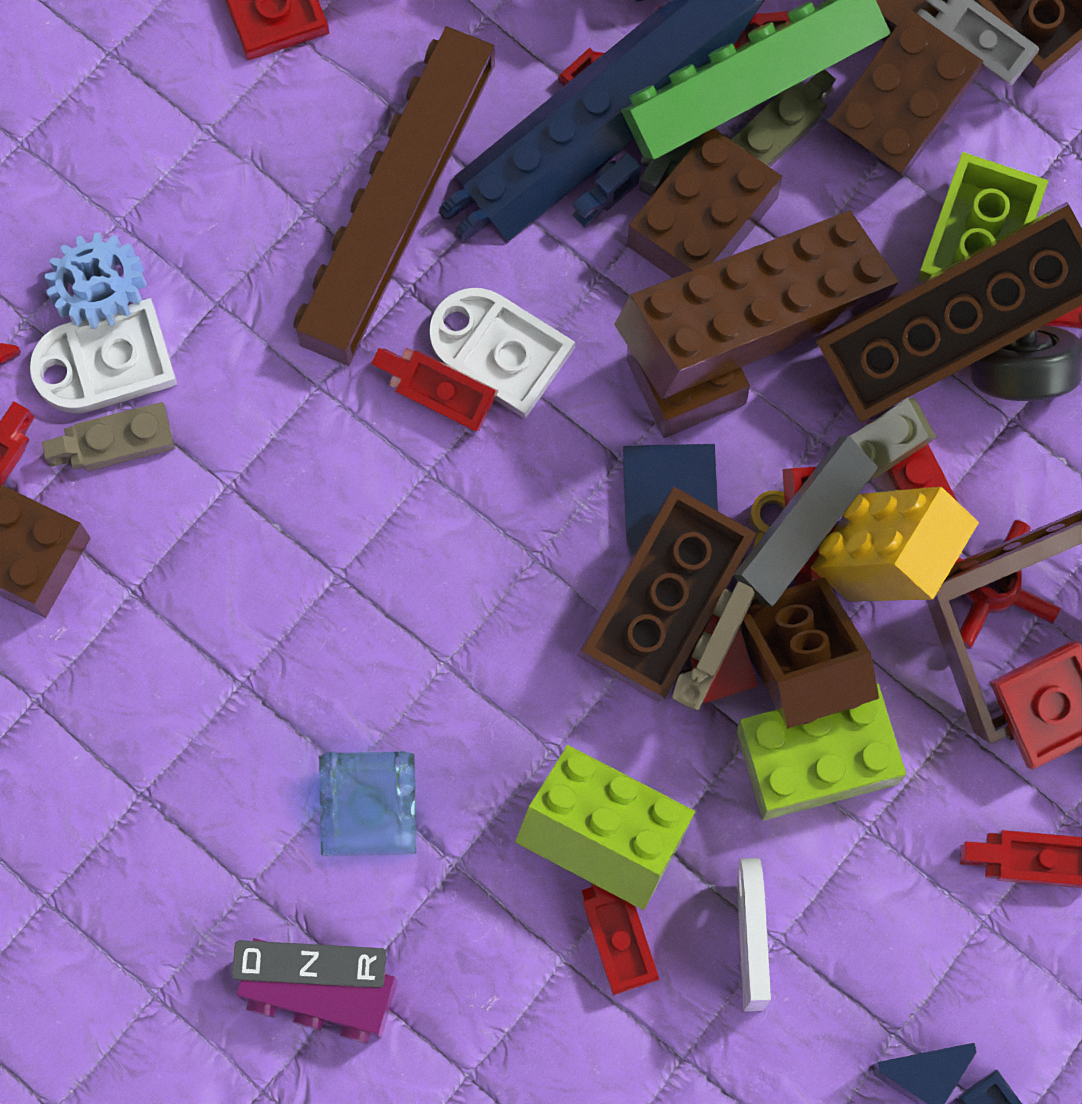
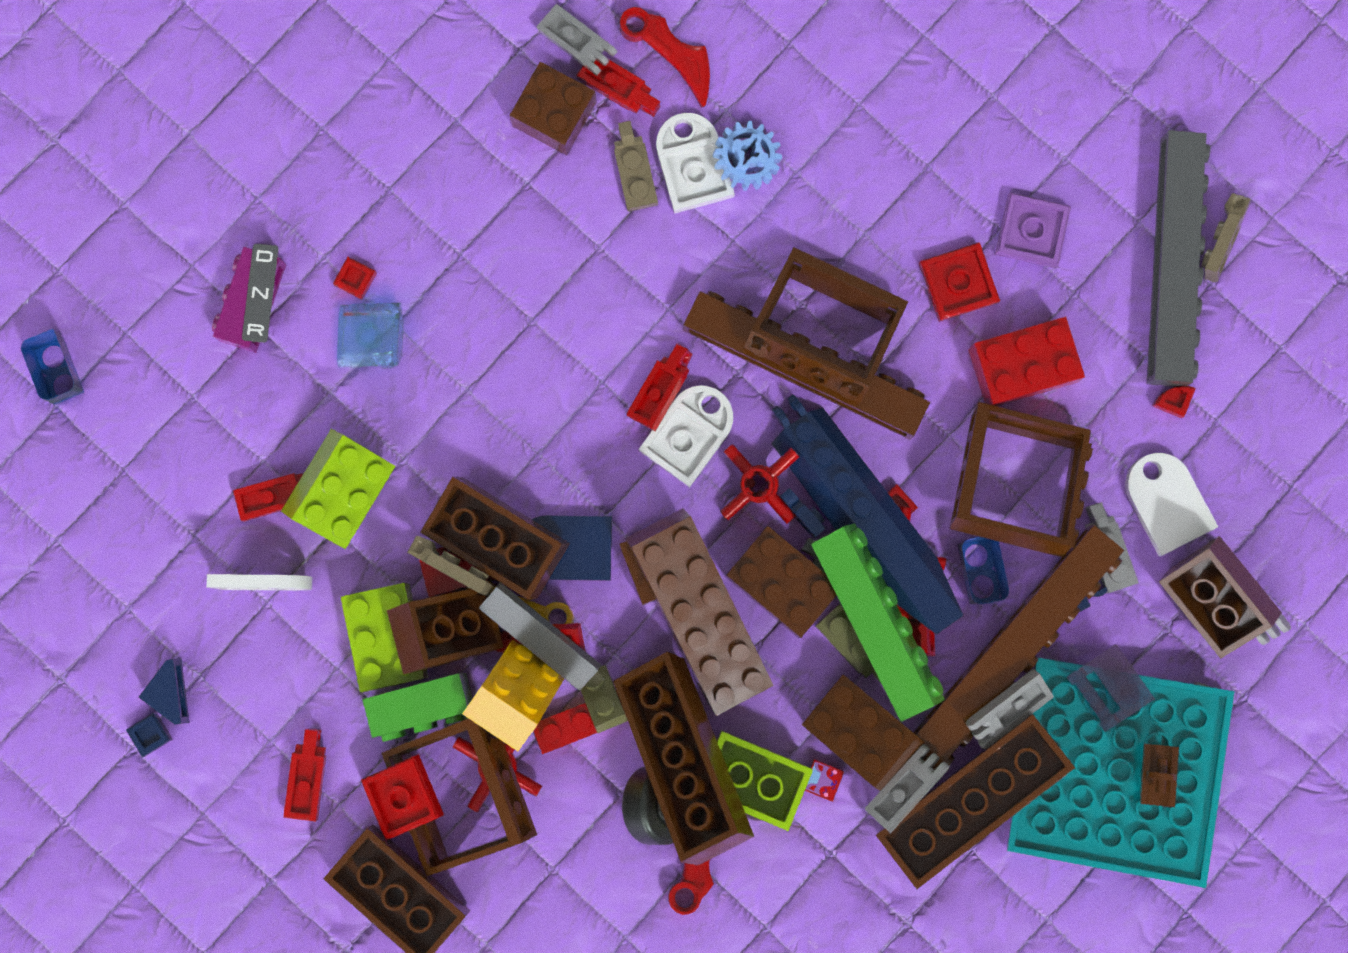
camera: 90 degrees right, 10 degrees up
(280, 835) = (354, 278): none -> red tile
(294, 132) = (845, 289): none -> reddish brown window
(566, 229) = (747, 483): none -> red bar
(920, 688) = (418, 707): none -> bright green brick
(969, 143) = (824, 780): none -> tile

